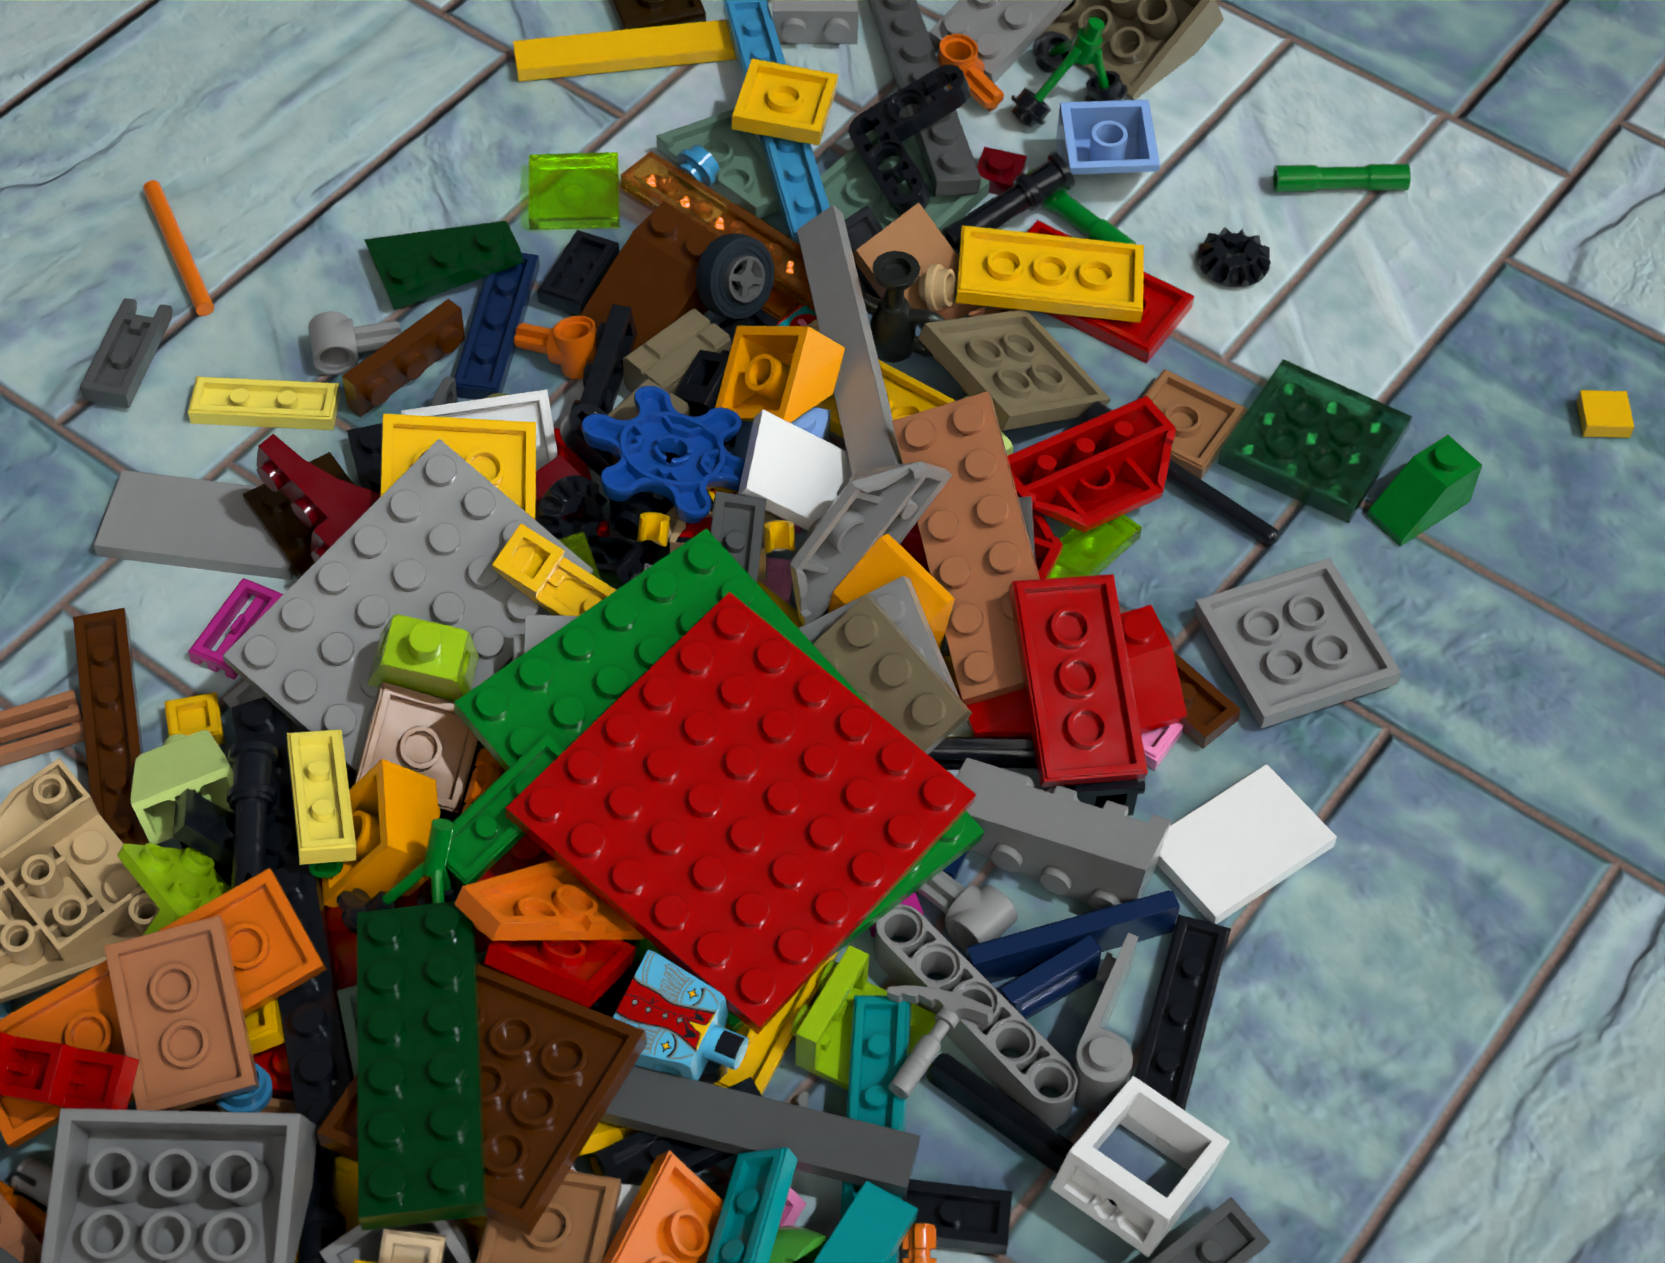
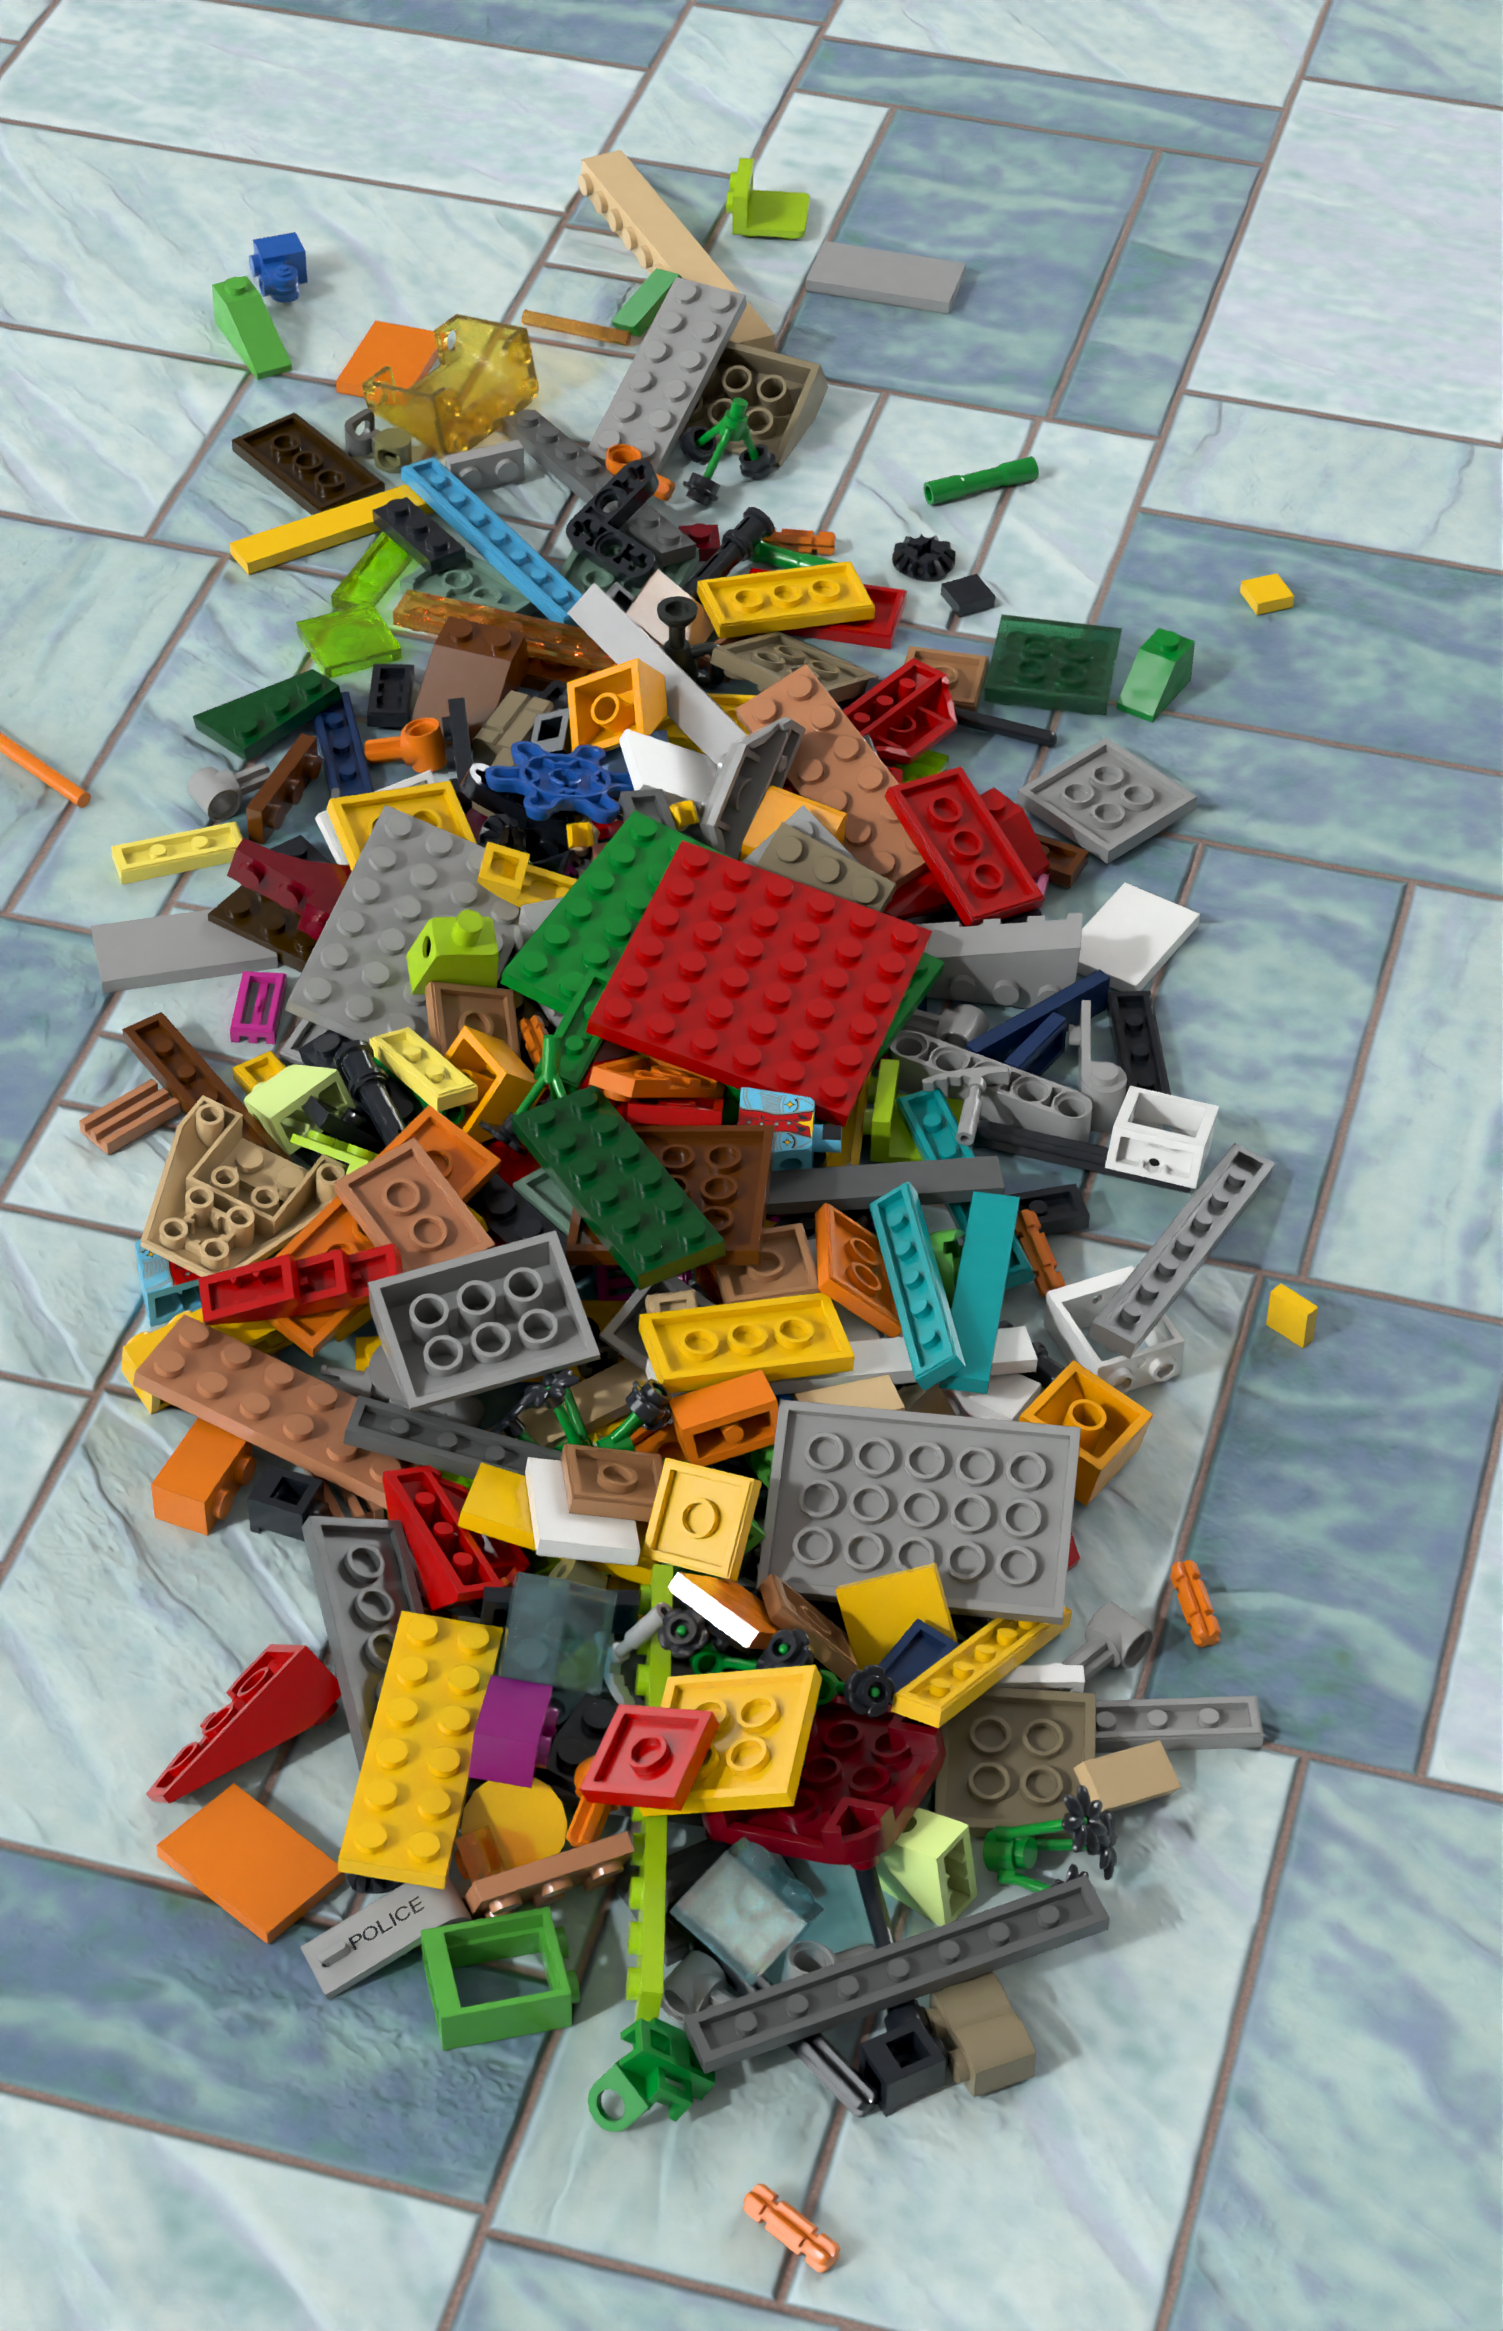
camera: 20 degrees left, 10 degrees down
(125, 355) = (40, 847): dark grey hinge -> none
(646, 114) = (372, 574): none -> clear neon green tile
(698, 164) = (454, 586): dark azure plate -> none
(701, 86) = (419, 535): none -> black plate
(736, 293) = (537, 655): black wheel -> none
(785, 102) = (504, 524): yellow plate -> none
(937, 287) = (701, 629): tan plate -> none
(1107, 137) = (783, 489): light blue slope -> none
(1108, 200) = (803, 541): none -> orange axle
(1261, 320) = (967, 595): none -> black tile

